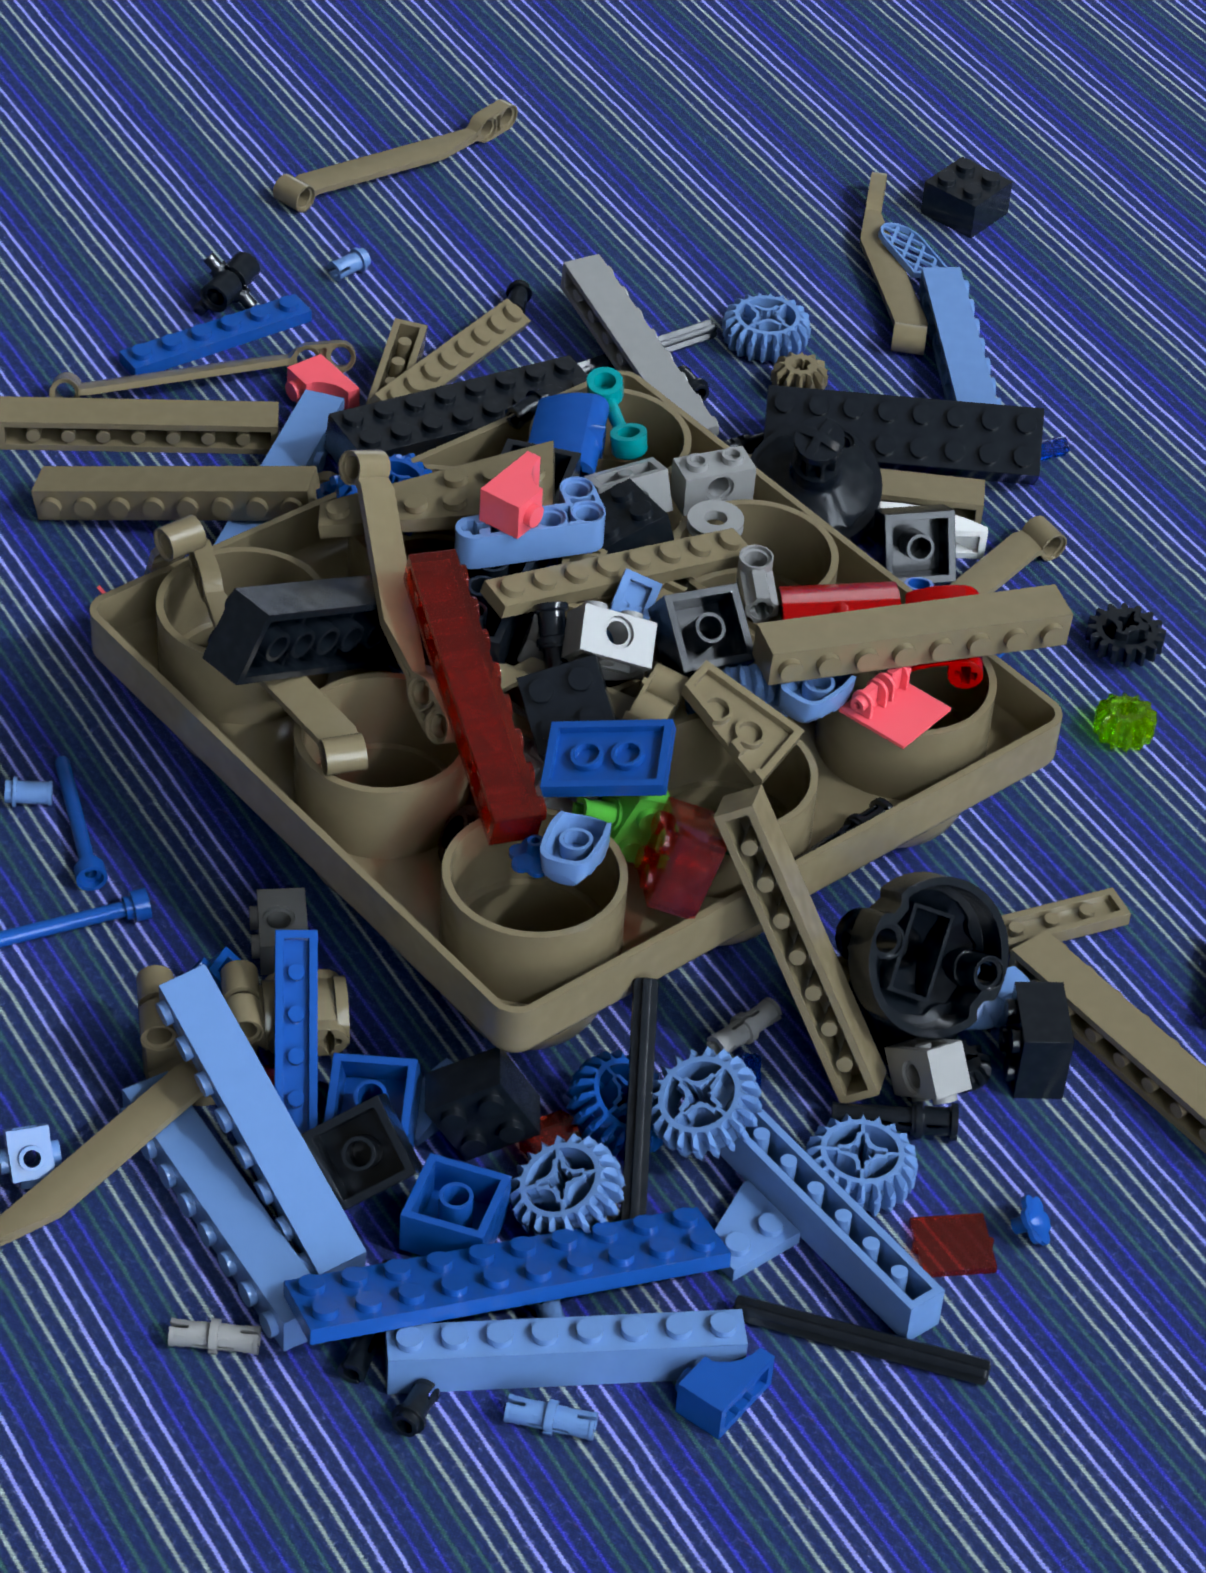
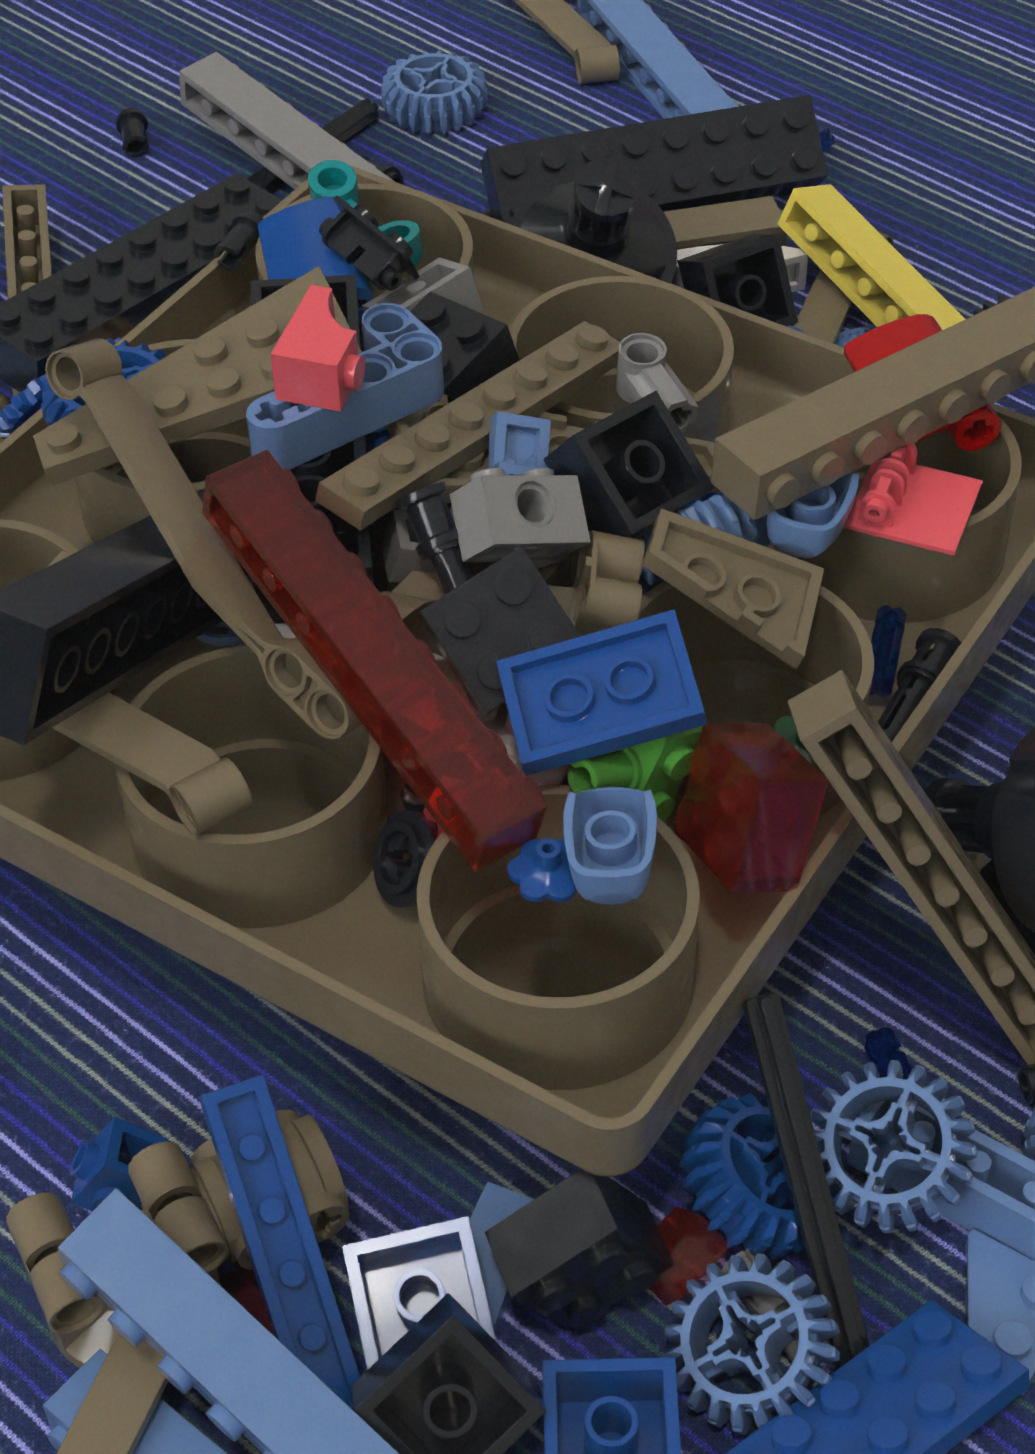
camera: 15 degrees left, 5 degrees up
(275, 911) = (164, 1026): light grey brick -> none
(459, 353) = (93, 210): dark tan plate -> none
(609, 446) = (384, 255): none -> black hinge
(712, 476) = (521, 266): light grey brick -> none
(714, 509) = (548, 304): light grey piece -> none
(746, 1026) = (850, 994): light grey pin -> none
(799, 371) = (495, 129): dark tan gear -> none
(836, 598) = (766, 382): red panel -> none
(848, 803) = (886, 648): none -> clear blue axle
(1028, 555) = (860, 258): none -> light yellow brick

